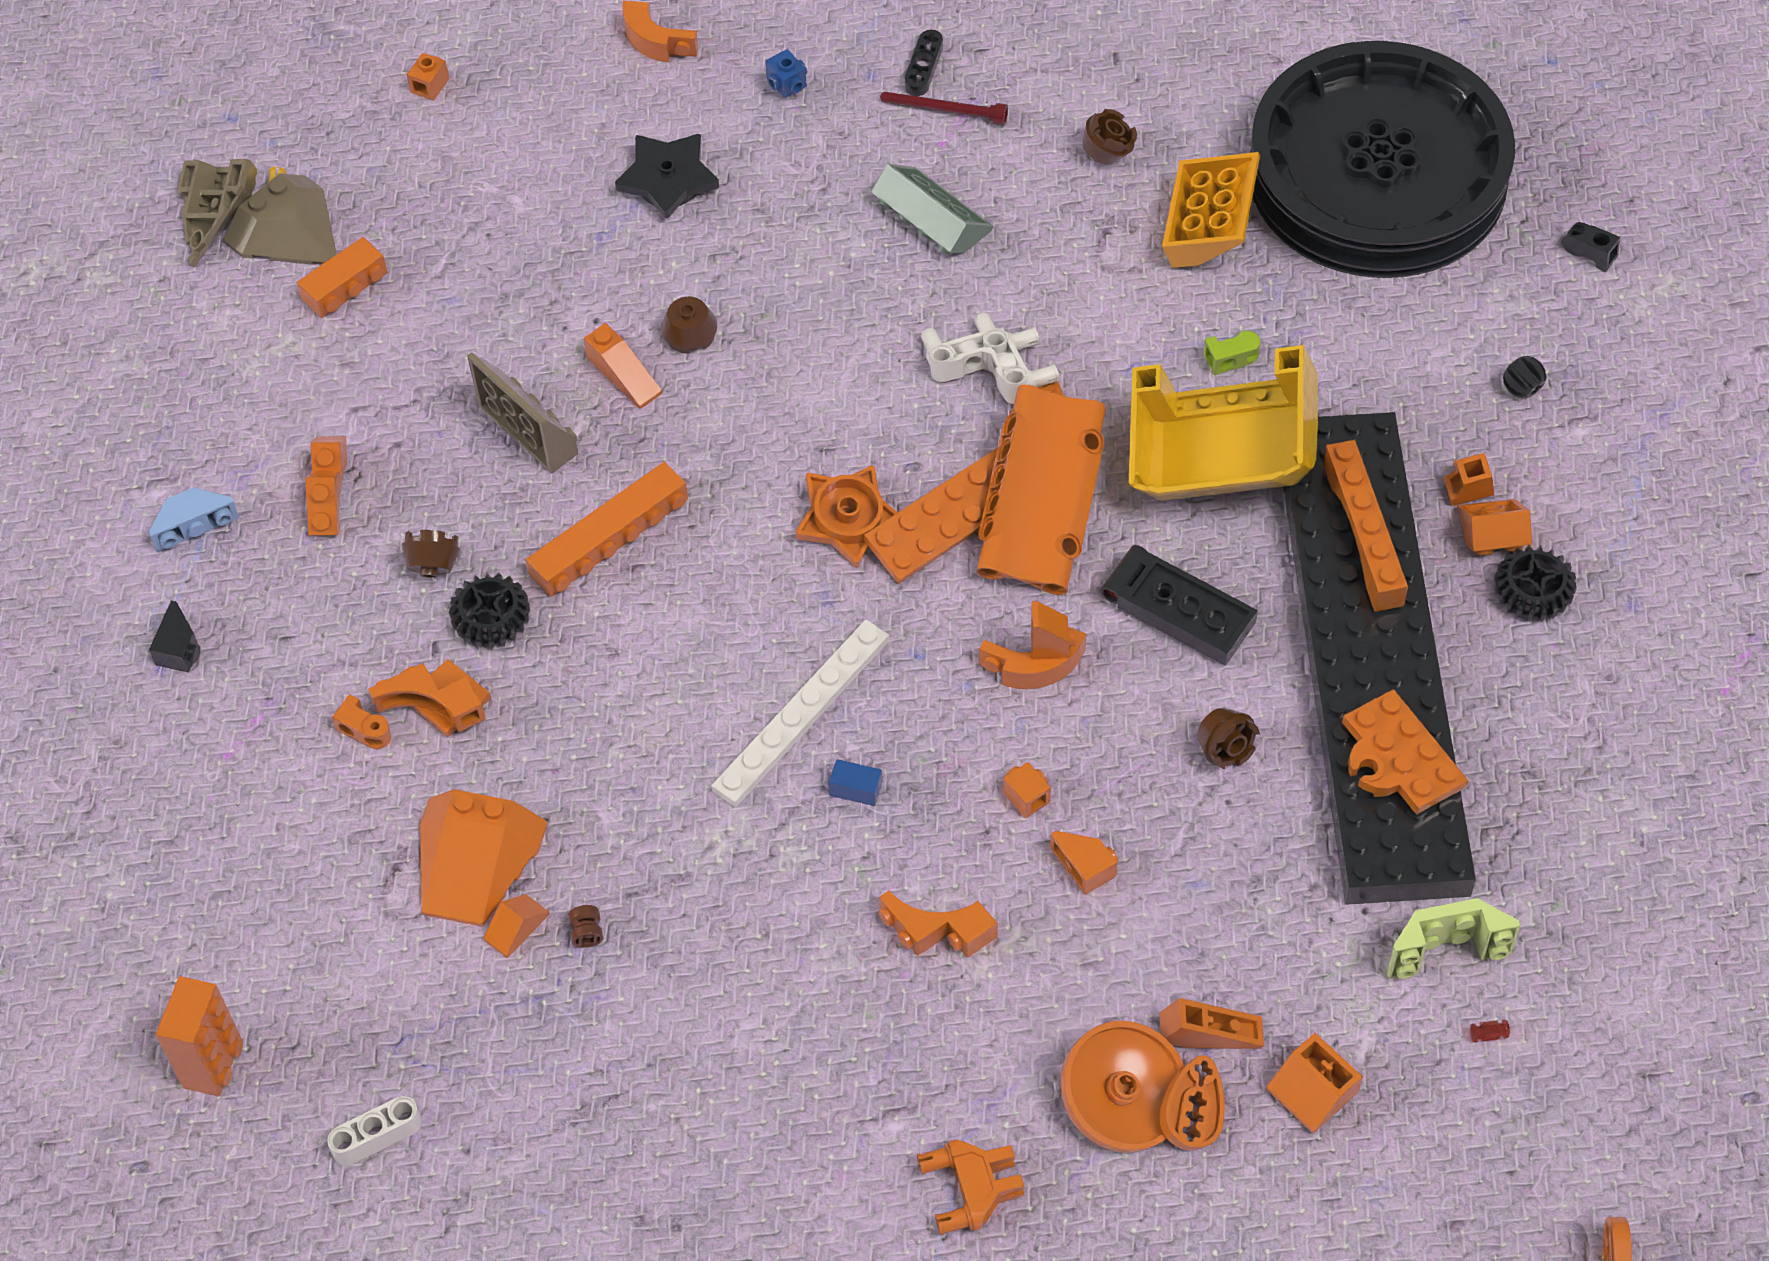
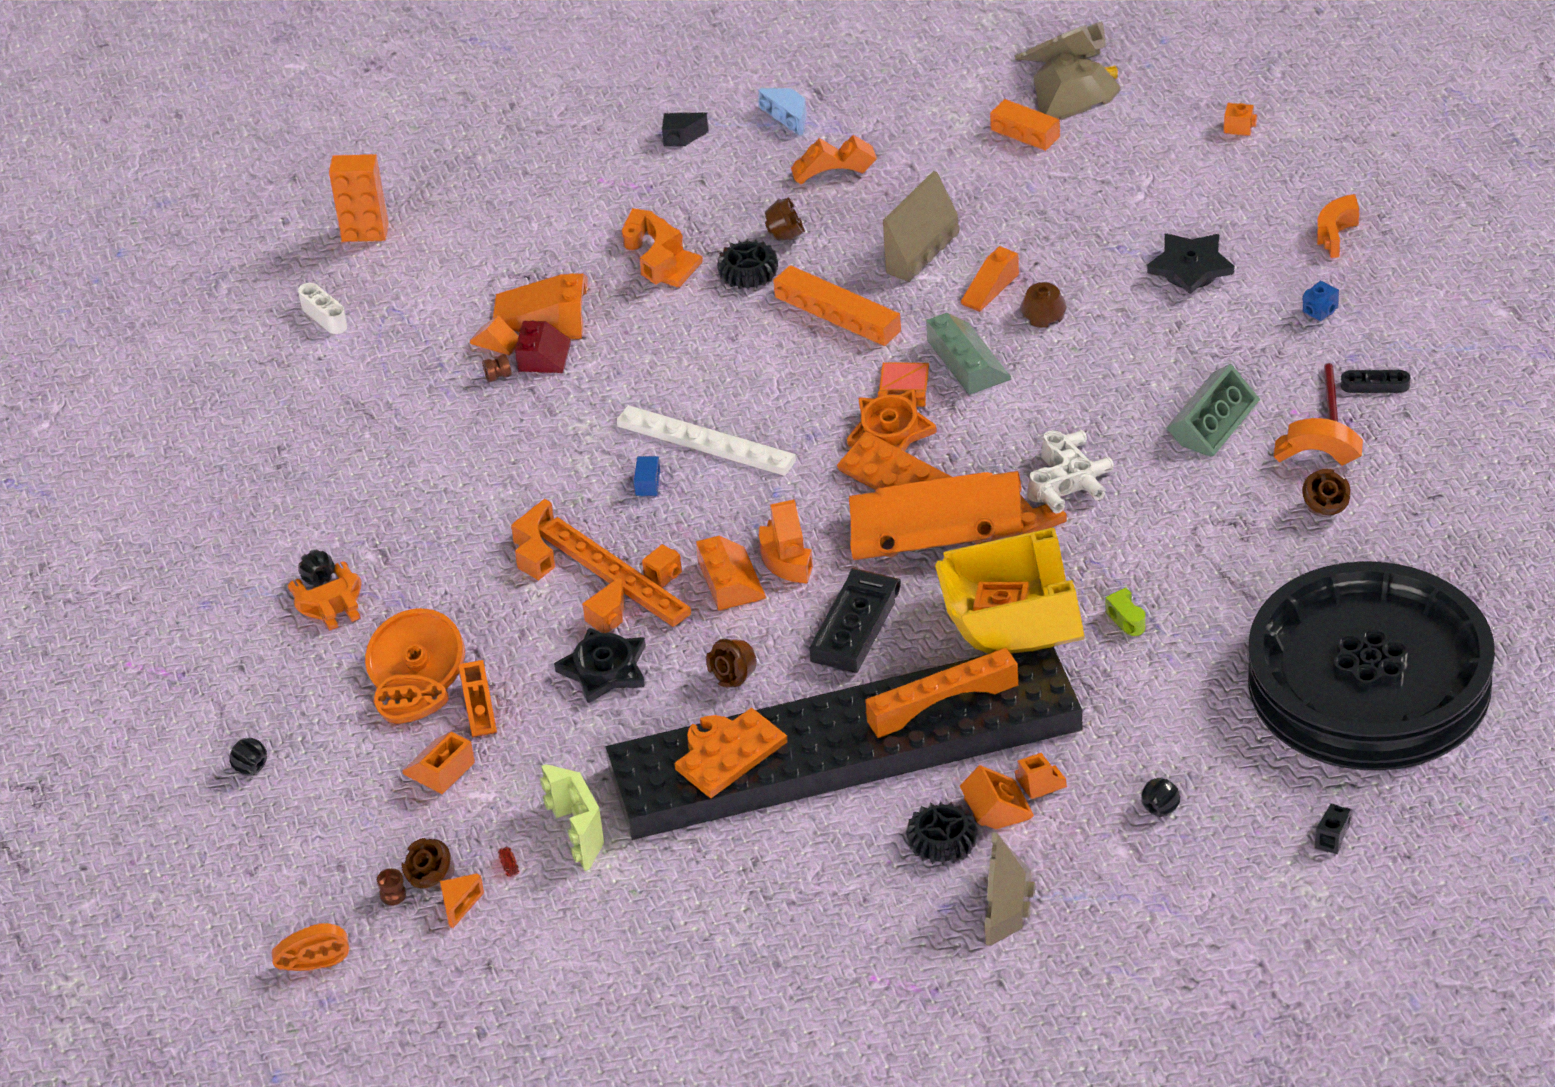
camera: 80 degrees right, 15 degrees down
(564, 870) = (541, 348): none -> dark red slope
(746, 418) = (965, 353): none -> sand green slope
(764, 489) = (902, 377): none -> flag
(921, 1190) = (316, 567): none -> black piece
(1017, 844) = (611, 568): none -> orange plate
(1019, 121) = (1321, 435): none -> orange arch
(1059, 724) = (728, 572): none -> orange slope
(1180, 879) = (603, 663): none -> black plate
(1202, 451) = (999, 593): none -> orange plate
(1209, 207) = (1262, 557): light orange slope -> none
(1502, 1112) = (428, 863): none -> reddish brown cone
(1519, 1158) = (391, 886): none -> copper wheel
(1547, 1091) = (460, 896): none -> orange slope
(1647, 521) = (1007, 892): none -> dark tan wedge

